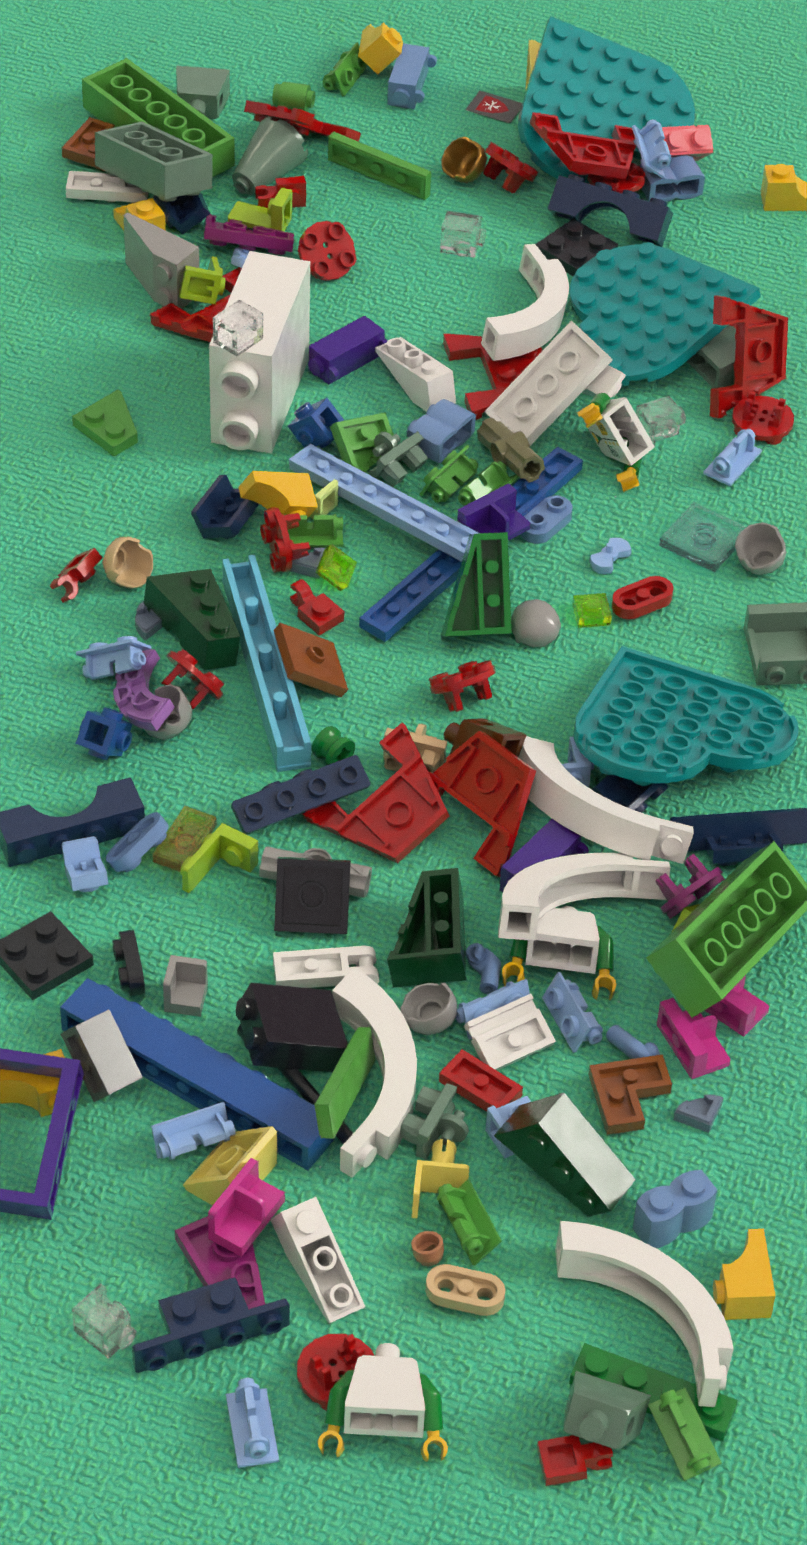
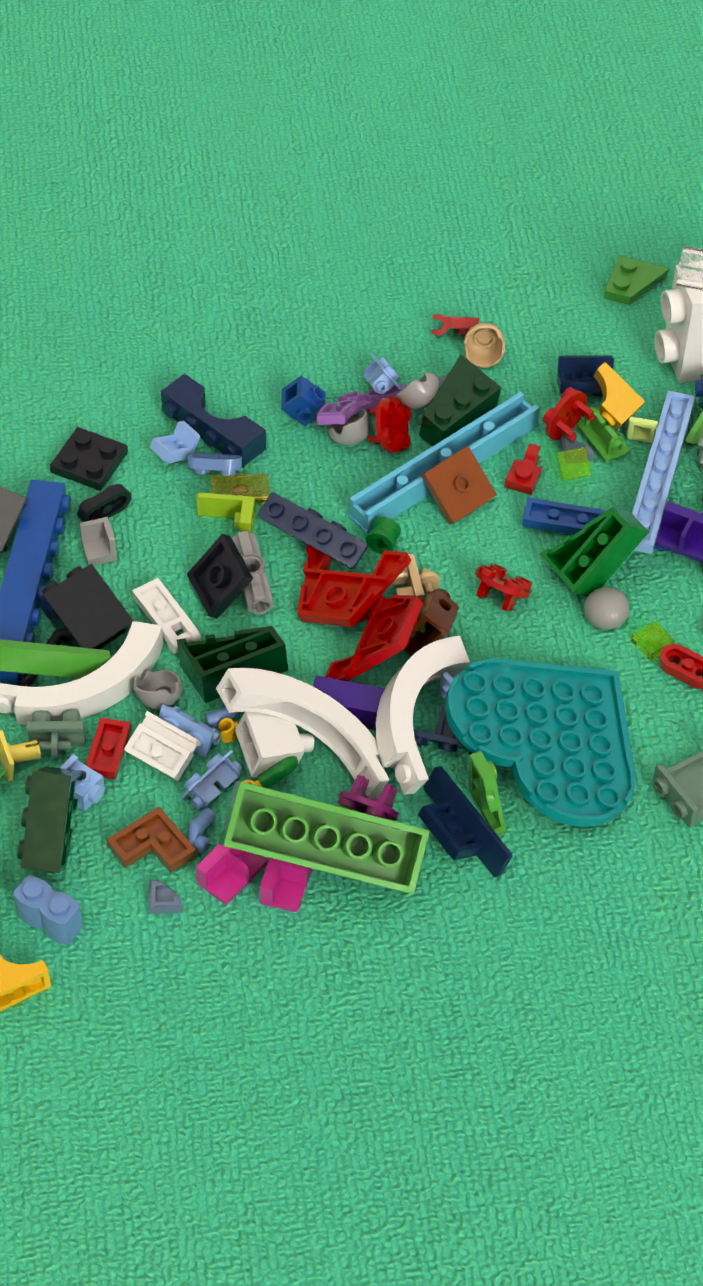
camera: 65 degrees right, 5 degrees up
(171, 629) = (419, 392): none -> light grey hair
(719, 792) = (485, 791): none -> bright green wing

